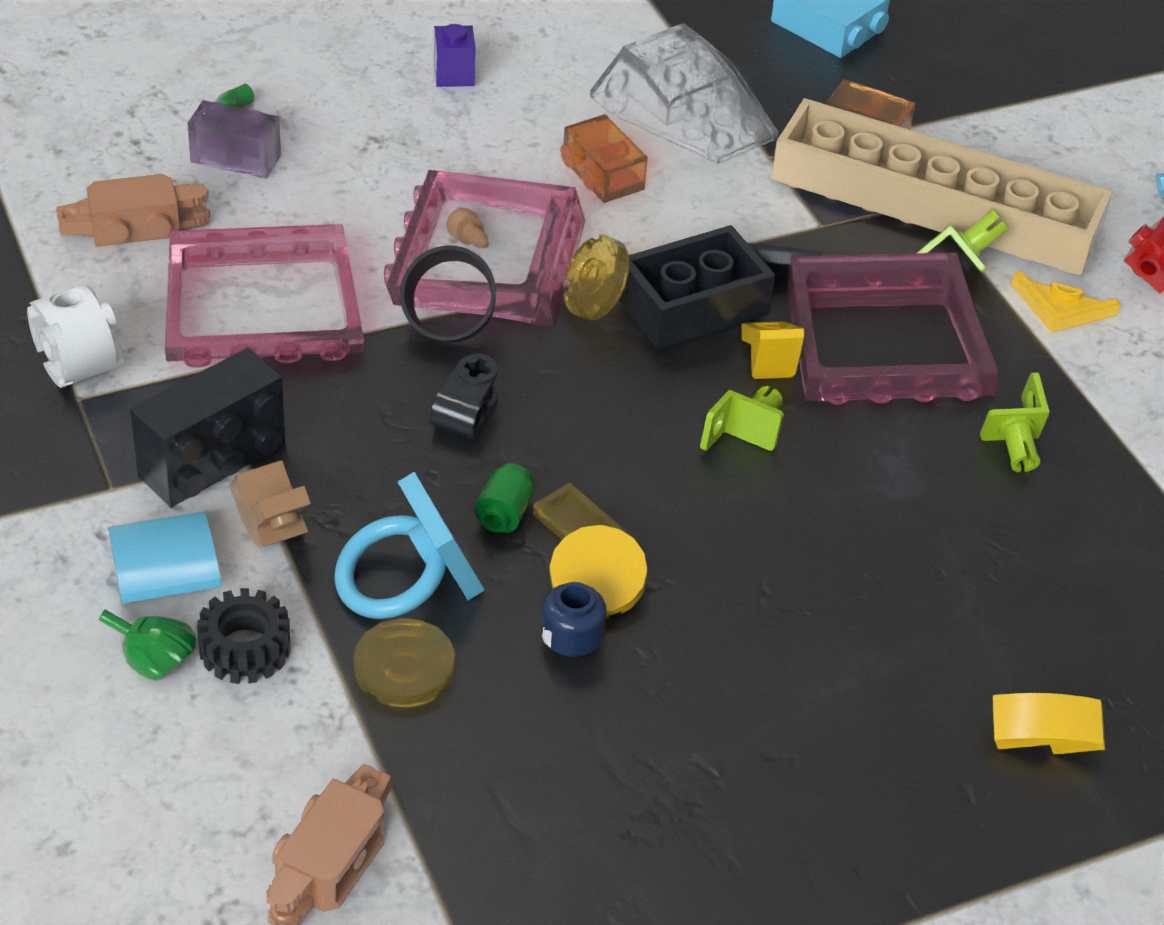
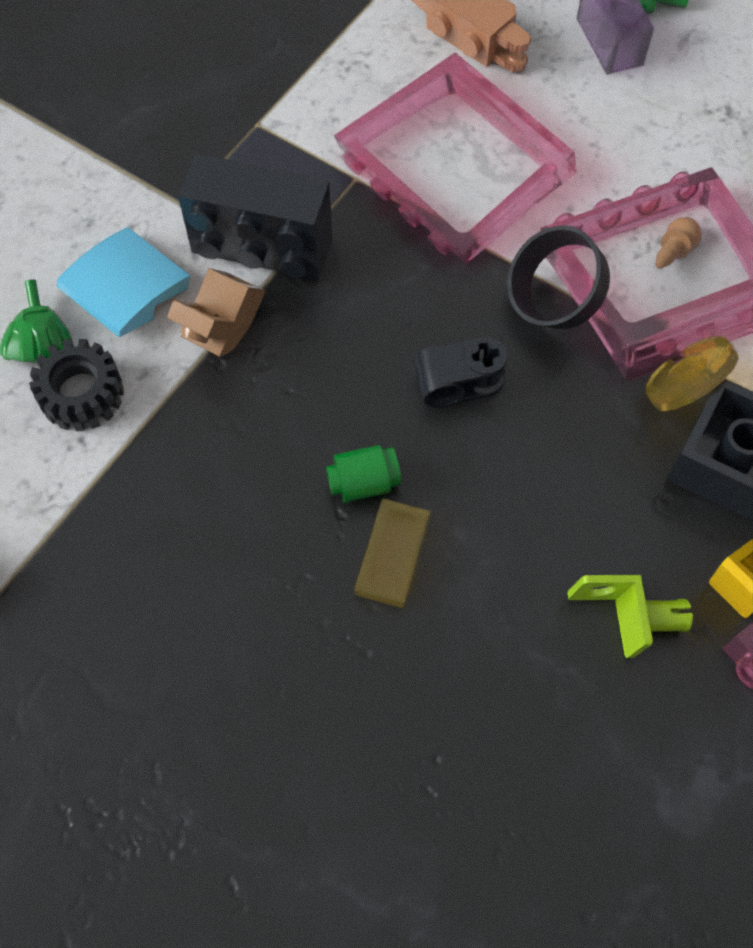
camera: 60 degrees right, 20 degrees up
(74, 334) = (286, 72): white brick -> none
(404, 662) = (132, 514): clear yellow tile -> none
(431, 540) = (253, 454): medium azure tile -> none
(573, 619) = (249, 616): dark blue head -> none
(603, 560) = (333, 601): yellow tile -> none

